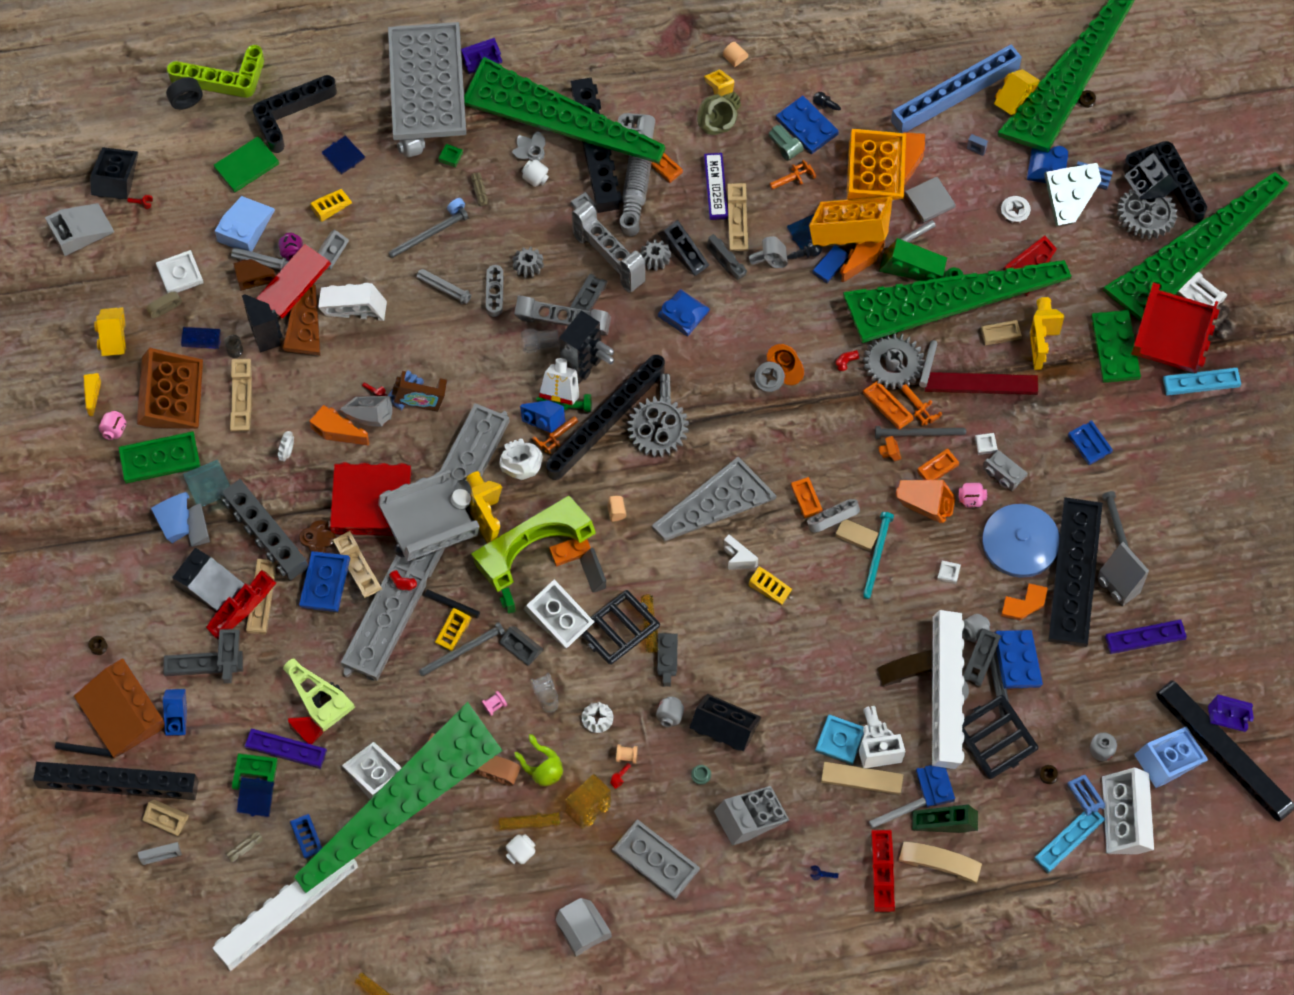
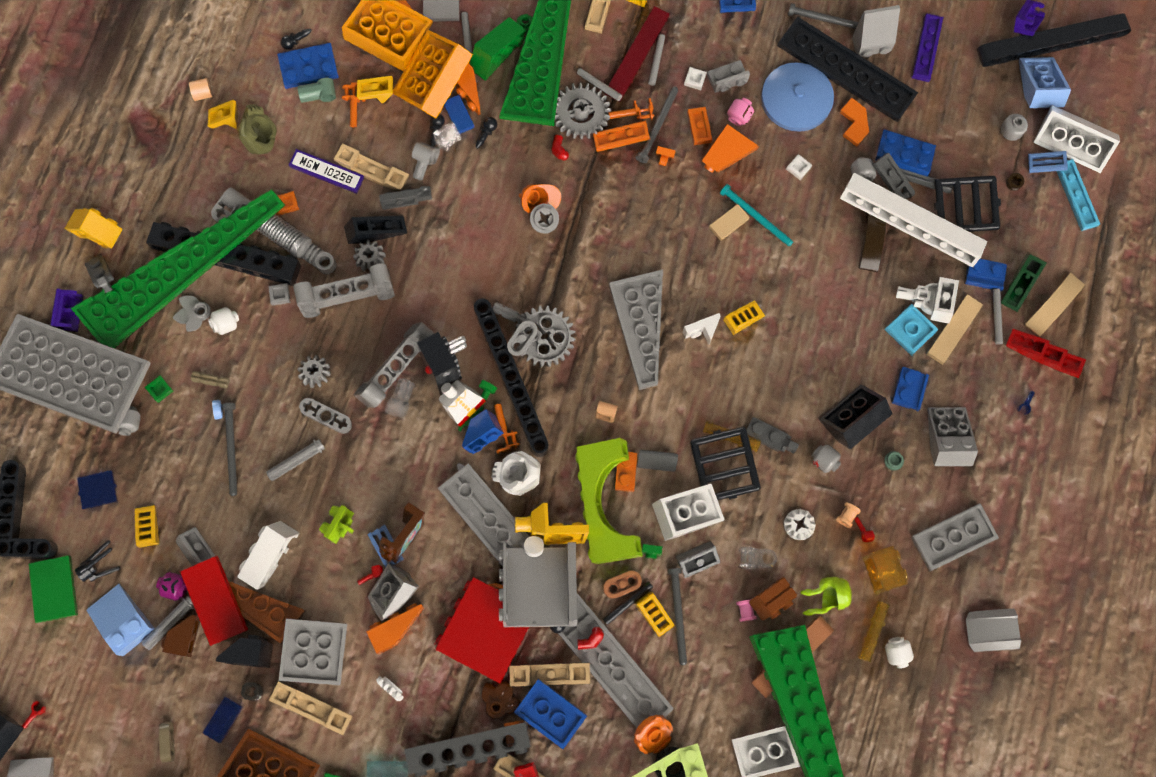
camera: 70 degrees left, 10 degrees up
(179, 272) = (138, 710): white plate -> none
(274, 179) = (87, 568): none -> black plant
(287, 374) = (312, 652): none -> light grey plate
(345, 669) = (653, 734): none -> orange tile
(405, 343) = (340, 524): none -> lime hips
(467, 591) = (622, 585): none -> nougat plate
(513, 717) = (772, 599): none -> dark orange brick
(525, 62) = (100, 273): none -> dark grey hinge
(562, 38) = (92, 226): none -> yellow brick
(589, 295) = (378, 335): dark grey plate -> none
(643, 403) = (522, 338): none -> light grey plate
(683, 312) = (438, 260): blue slope -> none
(780, 762) = (910, 389): none -> blue plate
(801, 232) = (414, 120): piece -> none
(802, 263) = (446, 136): none -> clear bracket
(806, 497) = (675, 245): orange plate -> none
(812, 183) = (375, 88): none -> yellow slope
(833, 515) = (709, 237): light grey beam -> none
(834, 293) = (489, 125): none -> black bar
(985, 402) = (656, 60): none -> light grey bar

